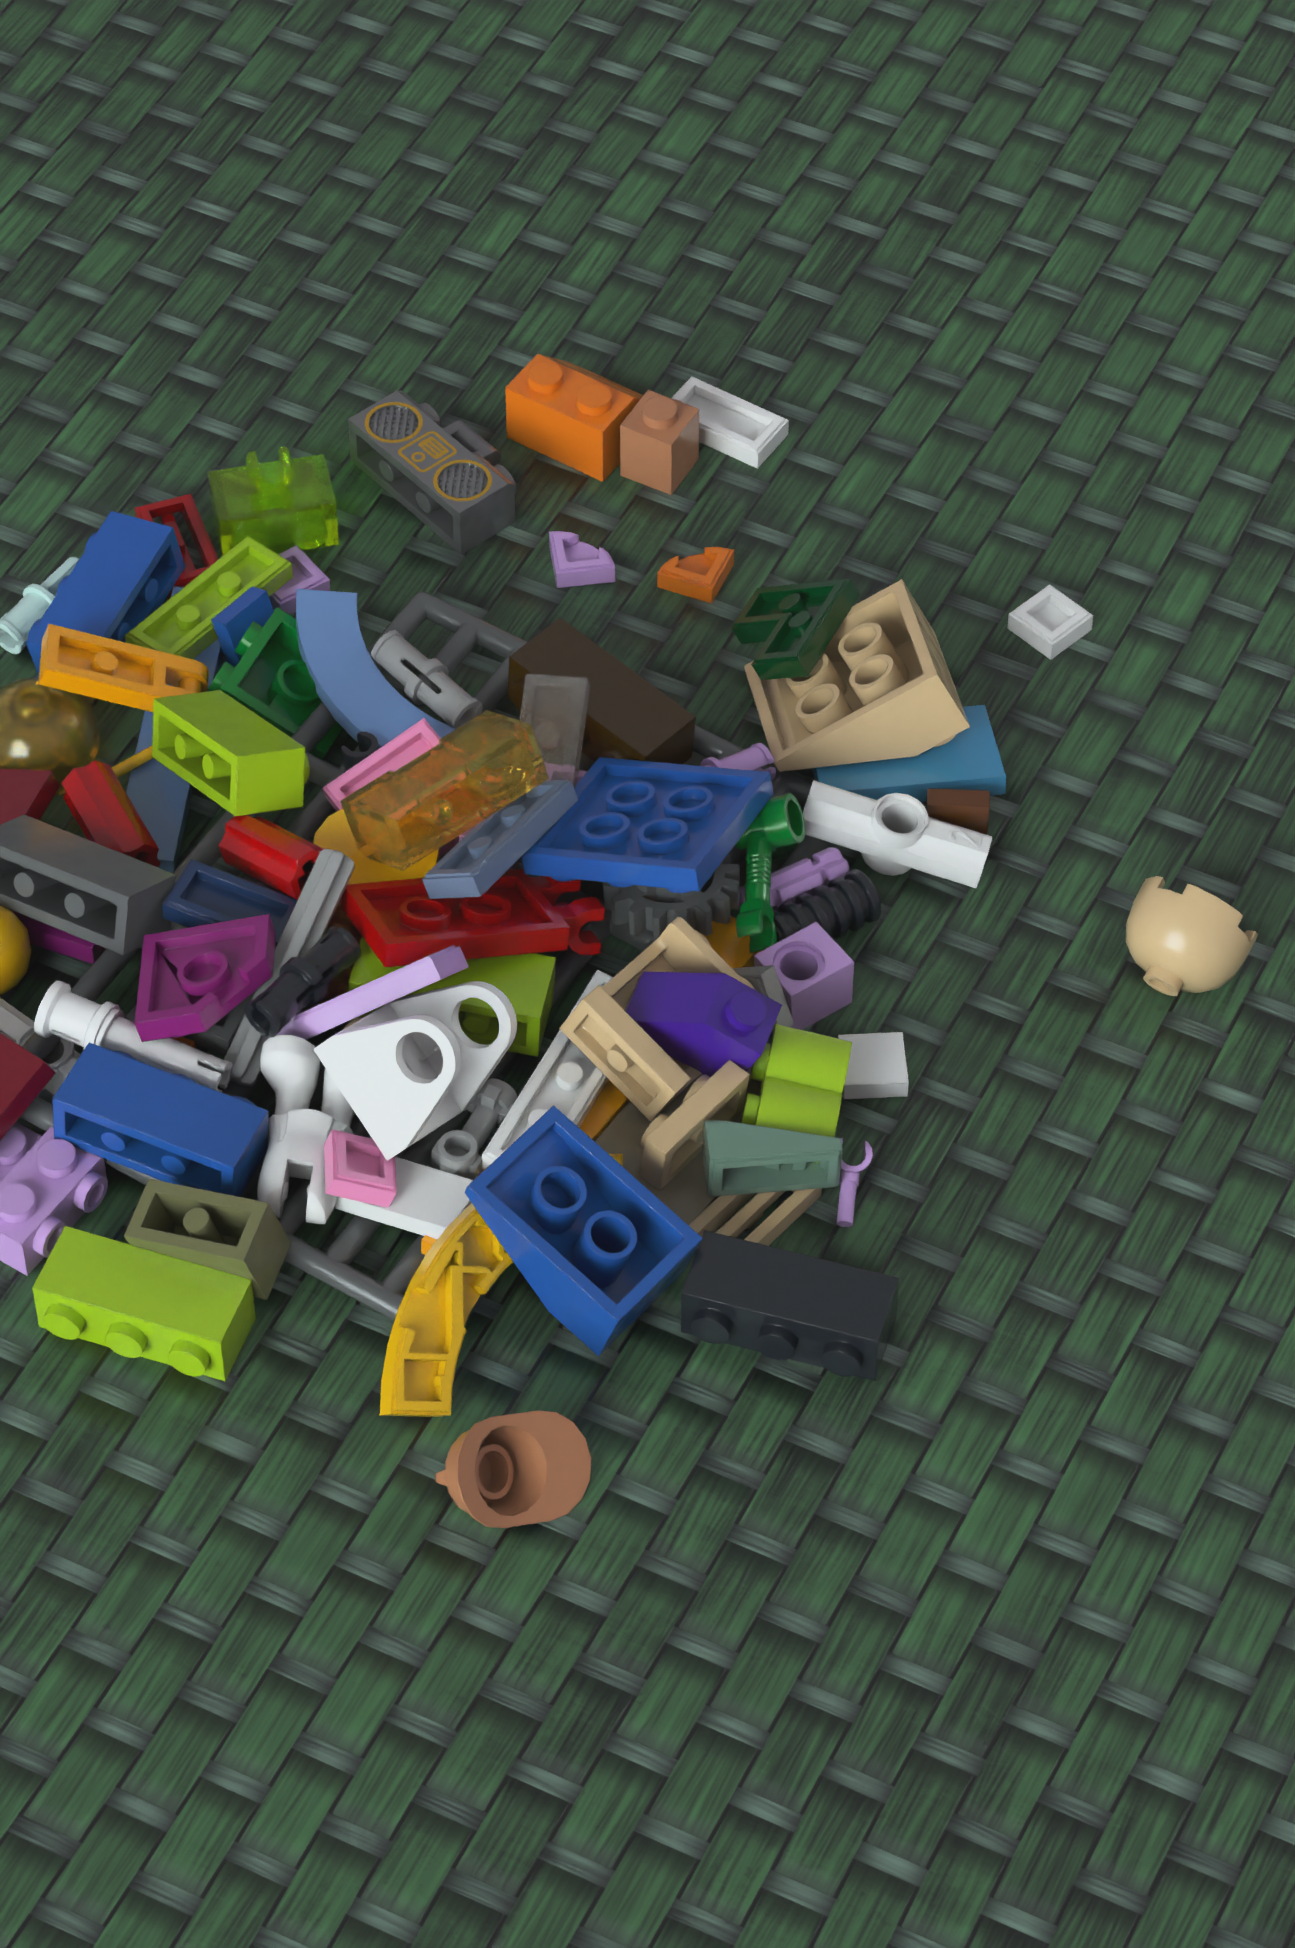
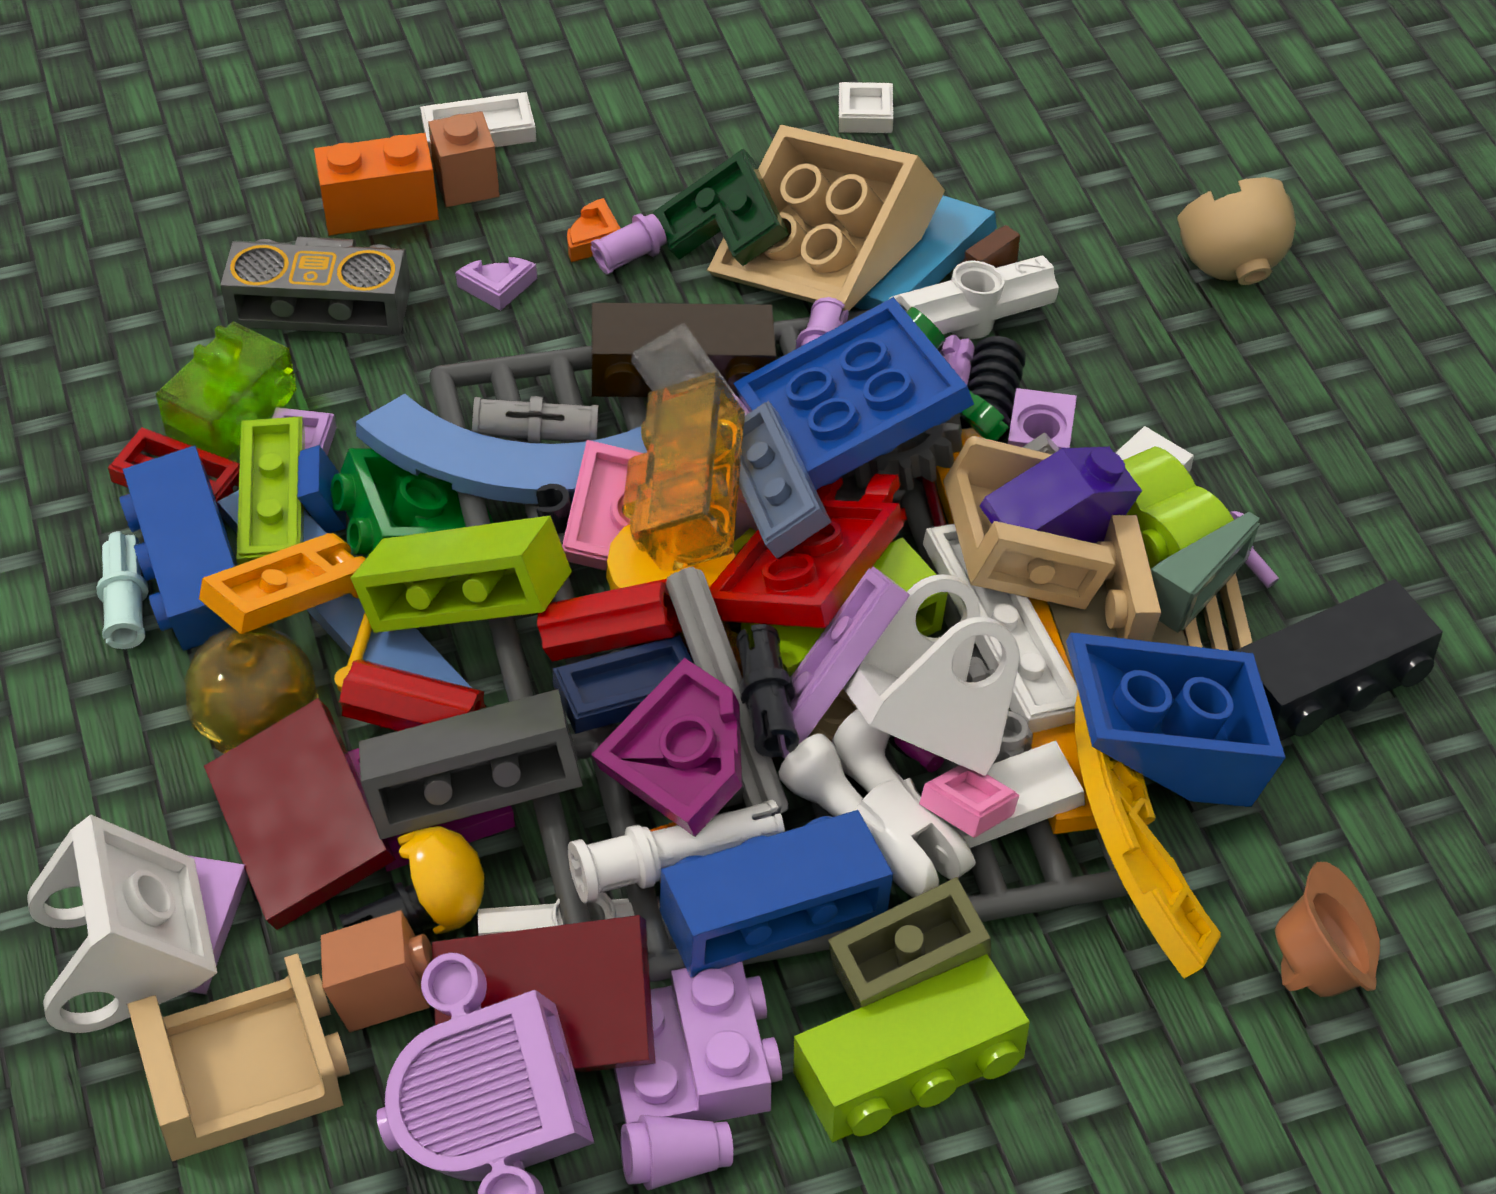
camera: 45 degrees left, 0 degrees up
(705, 600) = (639, 238): none -> lavender pin

